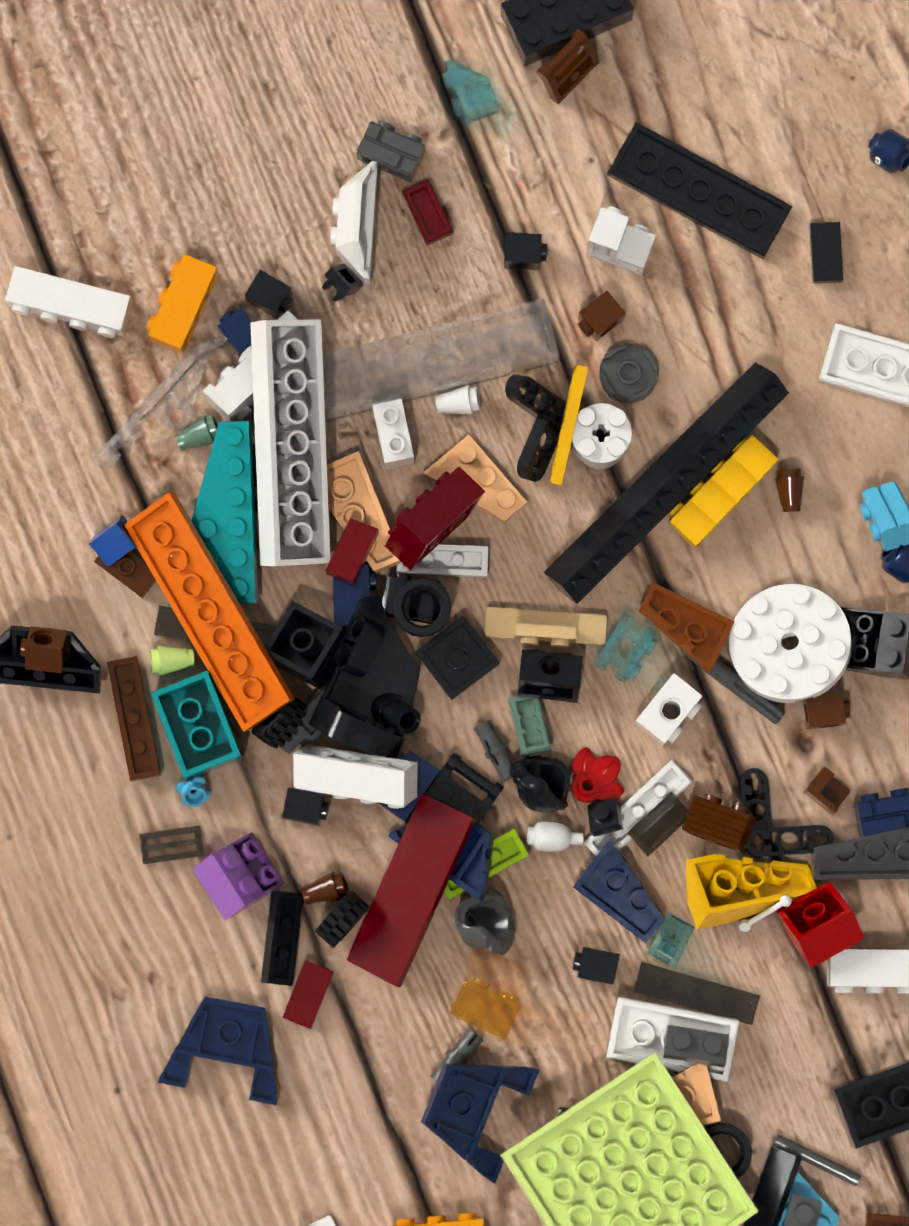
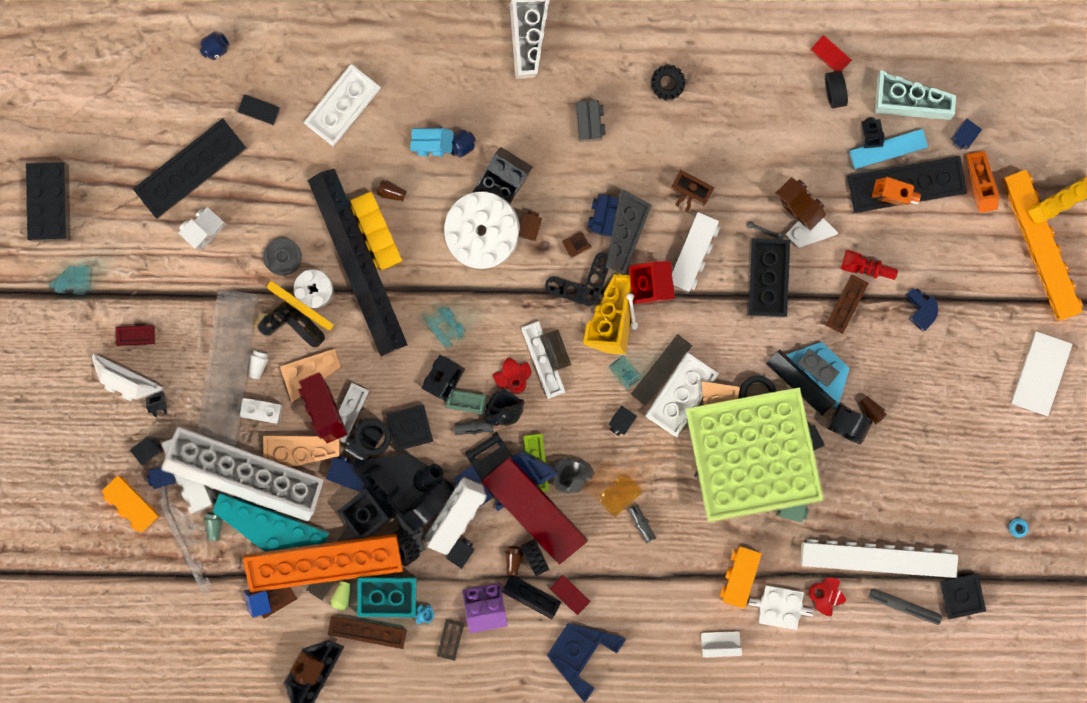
camera: 70 degrees left, 5 degrees up
(68, 301) = (100, 571): white brick -> none
(352, 551) = (322, 464): dark red tile -> none
(392, 151) = (89, 341): dark grey brick -> none
(463, 1104) = (670, 531): dark blue wing -> none
(524, 251) = (183, 288): black brick -> none
(545, 626) = (412, 368): tan bracket -> none
(552, 837) = (537, 415): white plant -> none
(568, 67) = (83, 215): reddish brown plate -> none
(600, 316) = (242, 259): reddish brown brick -> none
(605, 817) = (538, 380): black plate -> none
(619, 893) = (585, 390): dark blue wing -> none
(673, 692) = (482, 310): white brick -> none
(687, 624) = (445, 285): dark orange wing -> none
(696, 1046) = (691, 383): dark grey plate -> none
(719, 823) = (569, 316): reddish brown brick -> none
(733, 682) = (489, 273): dark grey axle -> none
(817, 1160) = (784, 340): dark grey bar -> none

